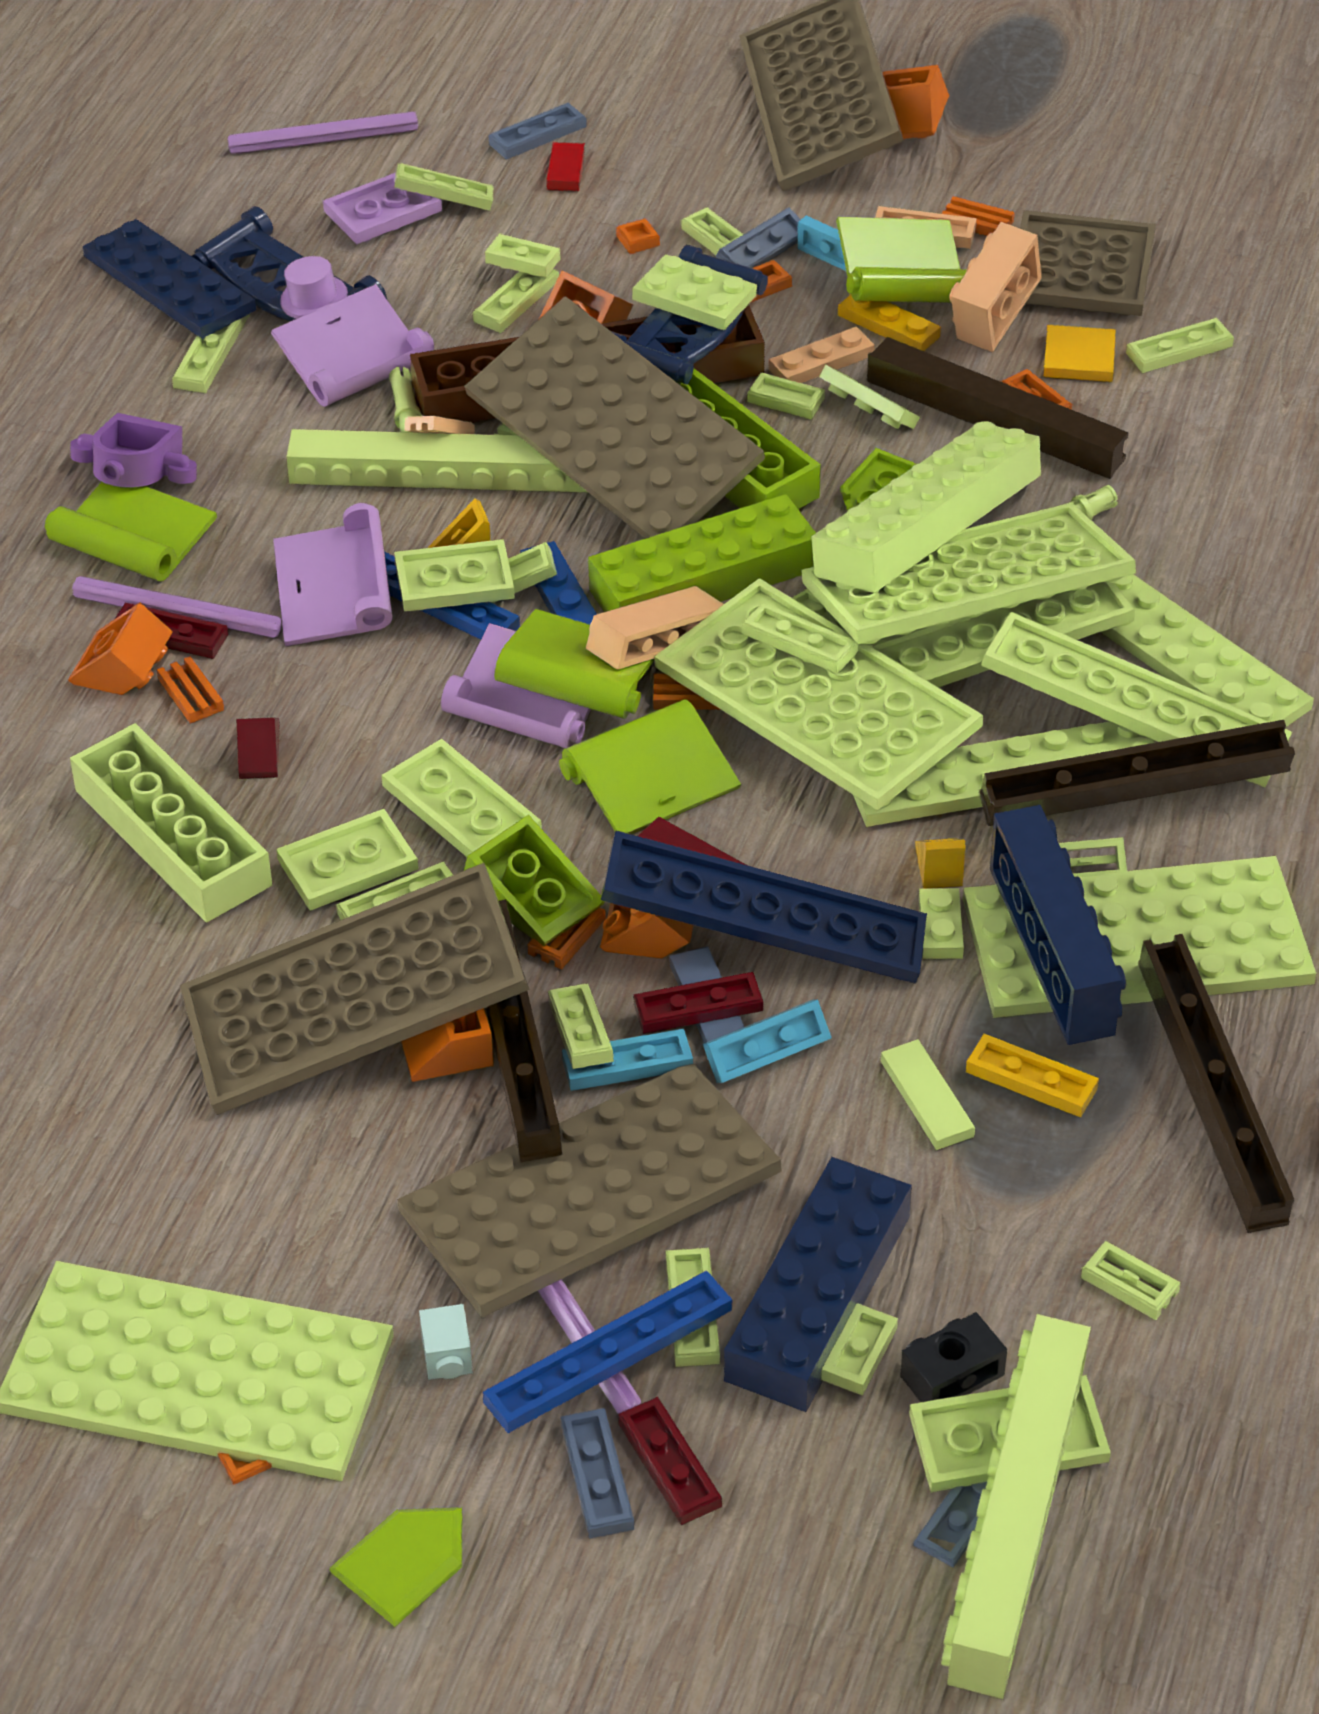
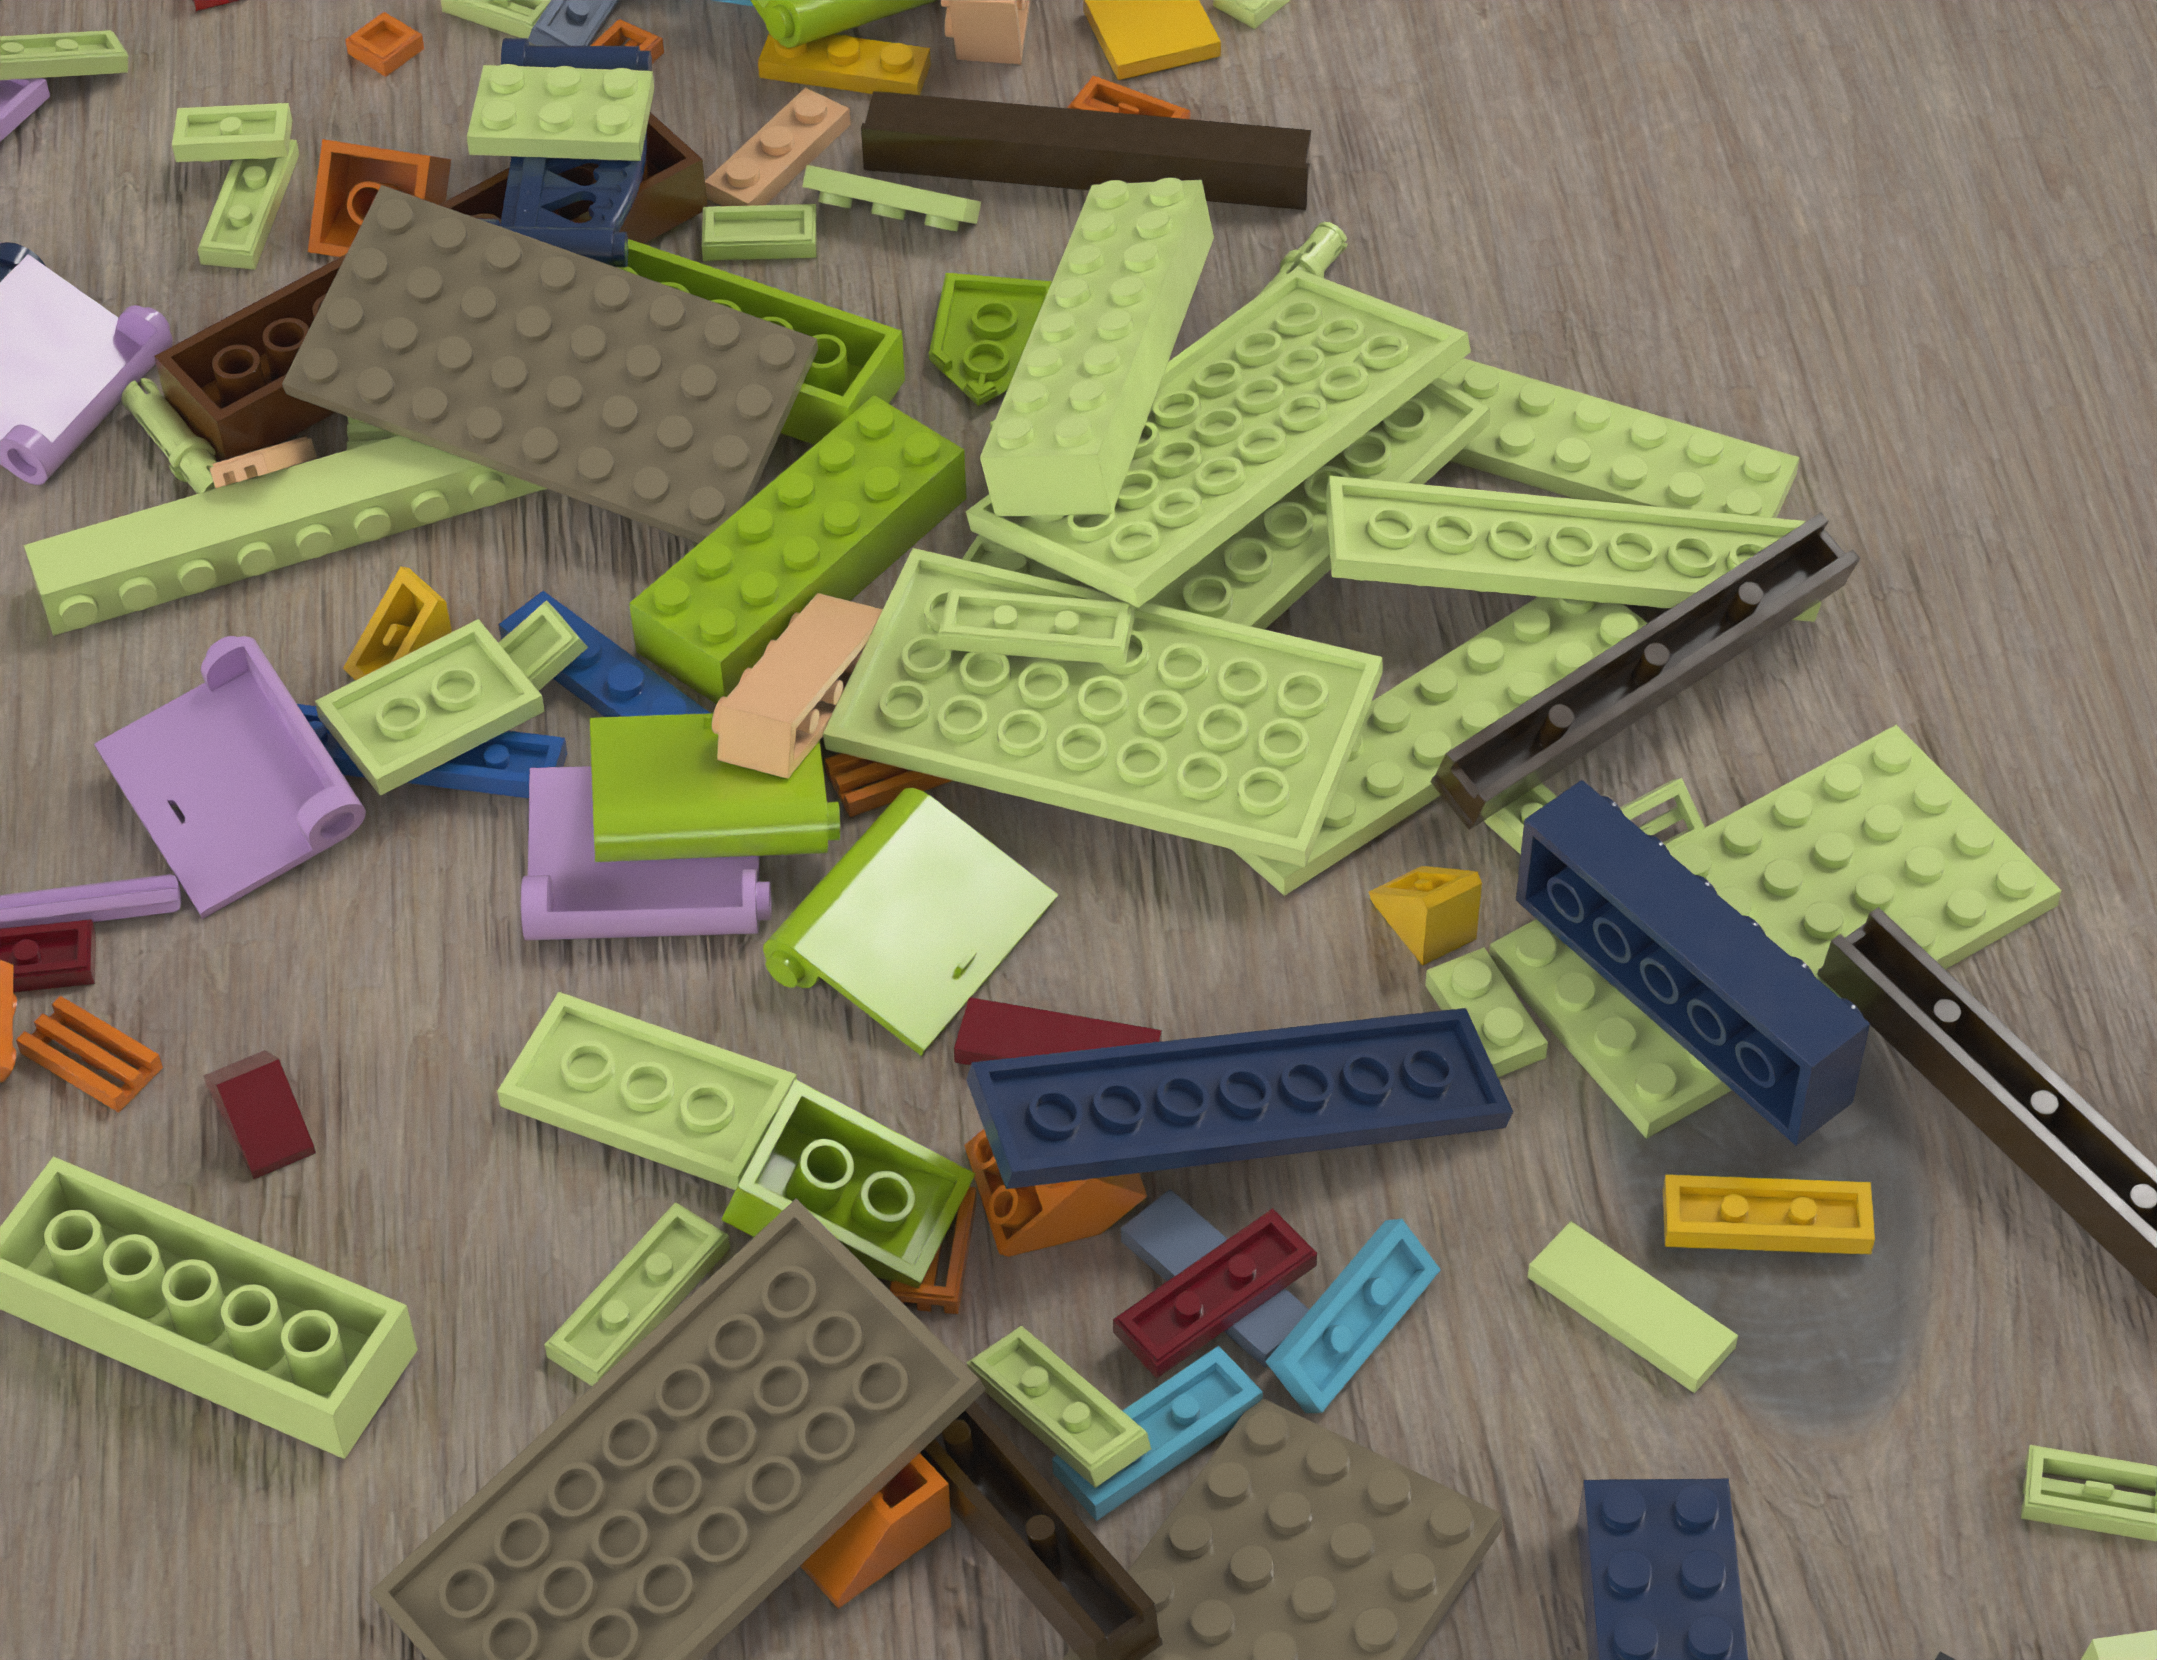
camera: 25 degrees left, 5 degrees up
(347, 859) = (518, 1258): yellowish green plate -> none

